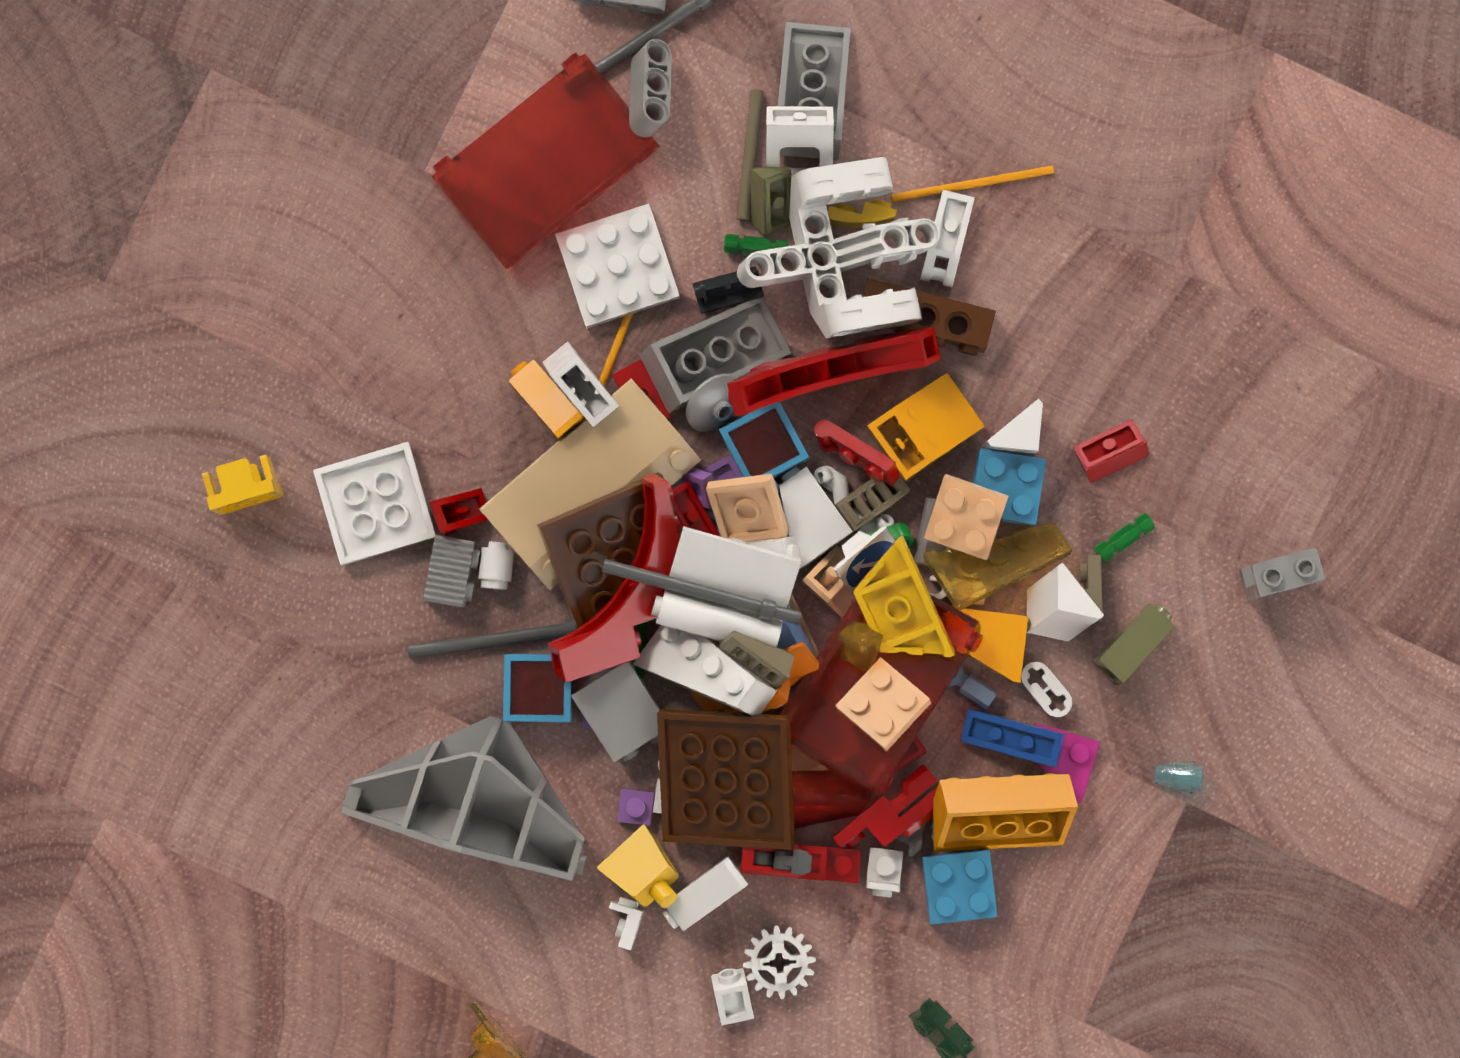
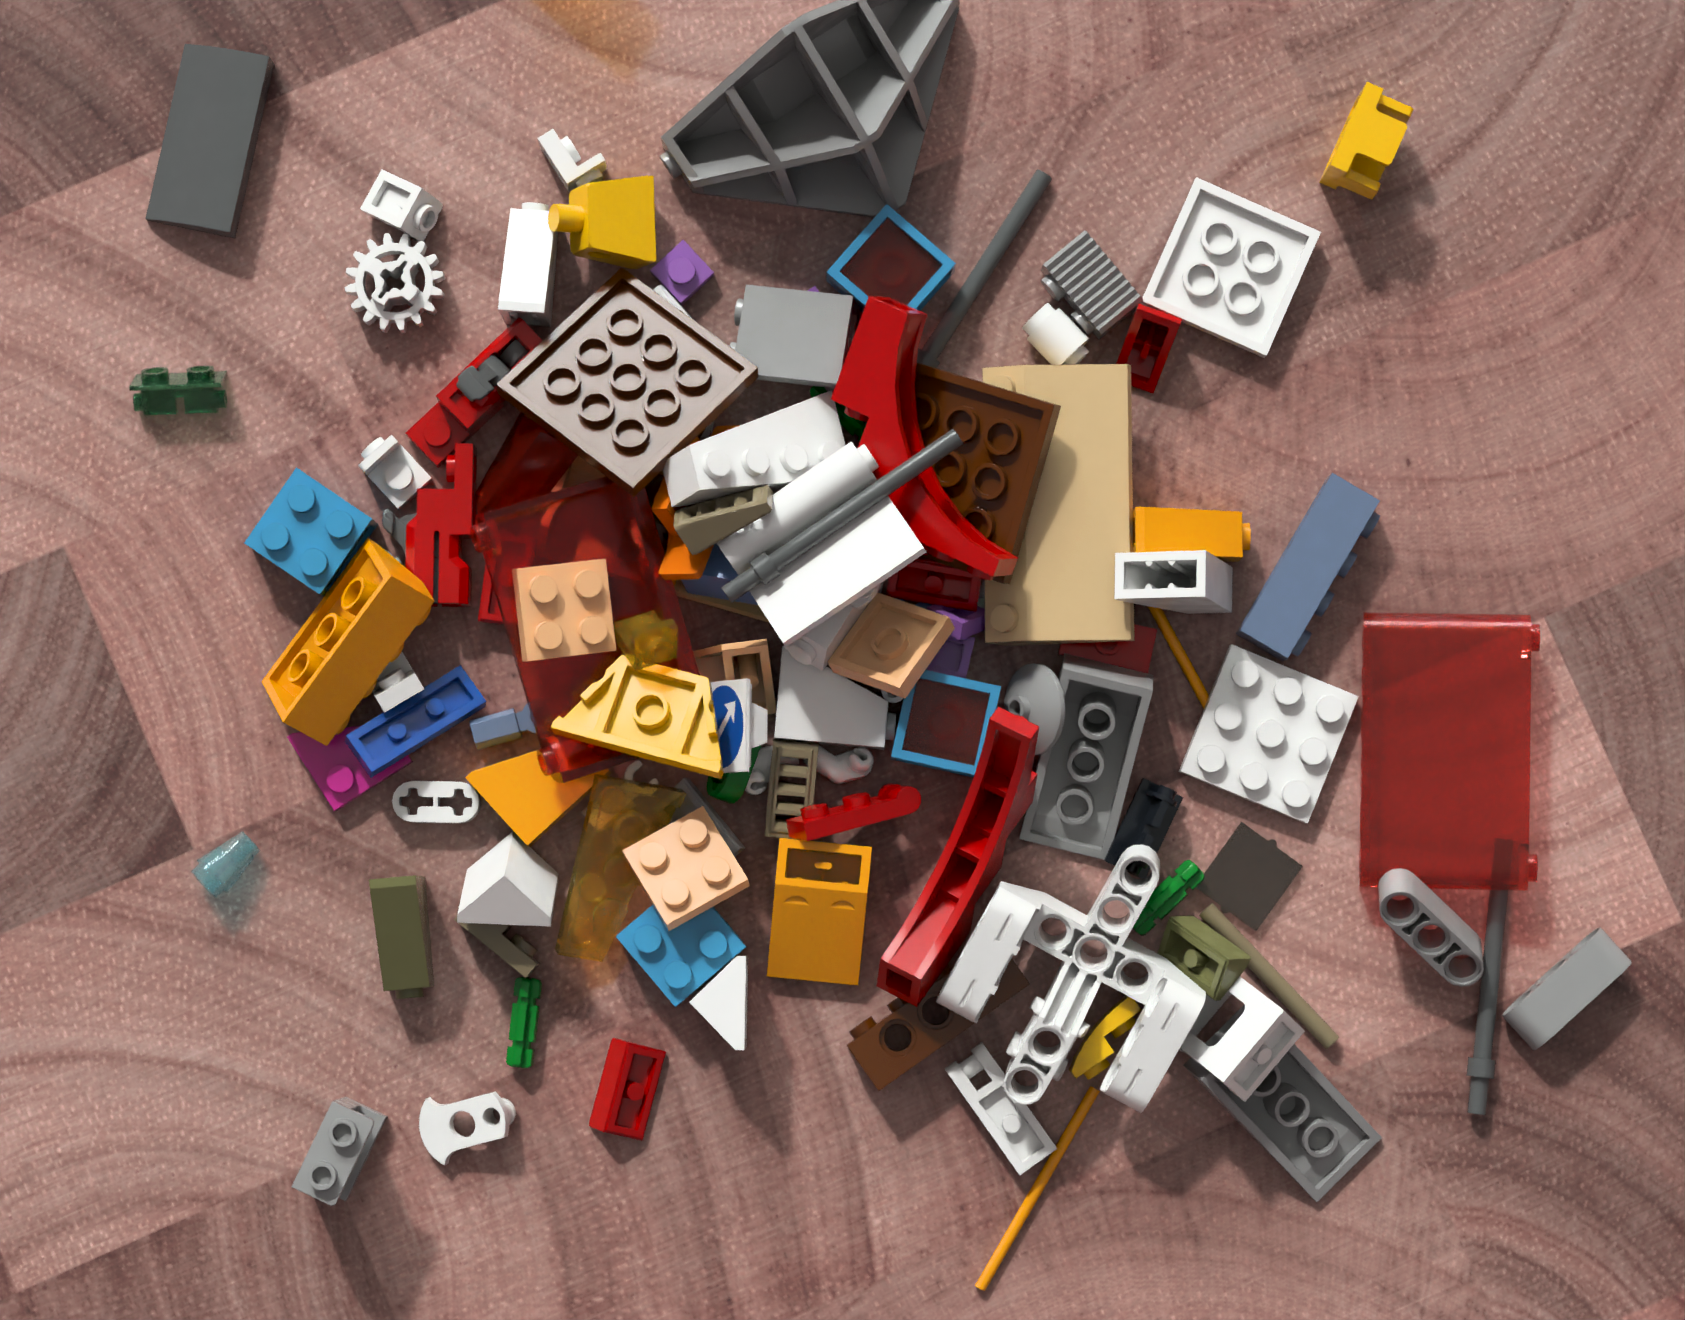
camera: 125 degrees right, 0 degrees up
(507, 320) = (1308, 567): none -> sand blue brick
(704, 211) = (1249, 876): none -> clear smoke piece
(1002, 763) = (396, 684): none -> white bracket
(1225, 526) = (438, 1127): none -> white piece

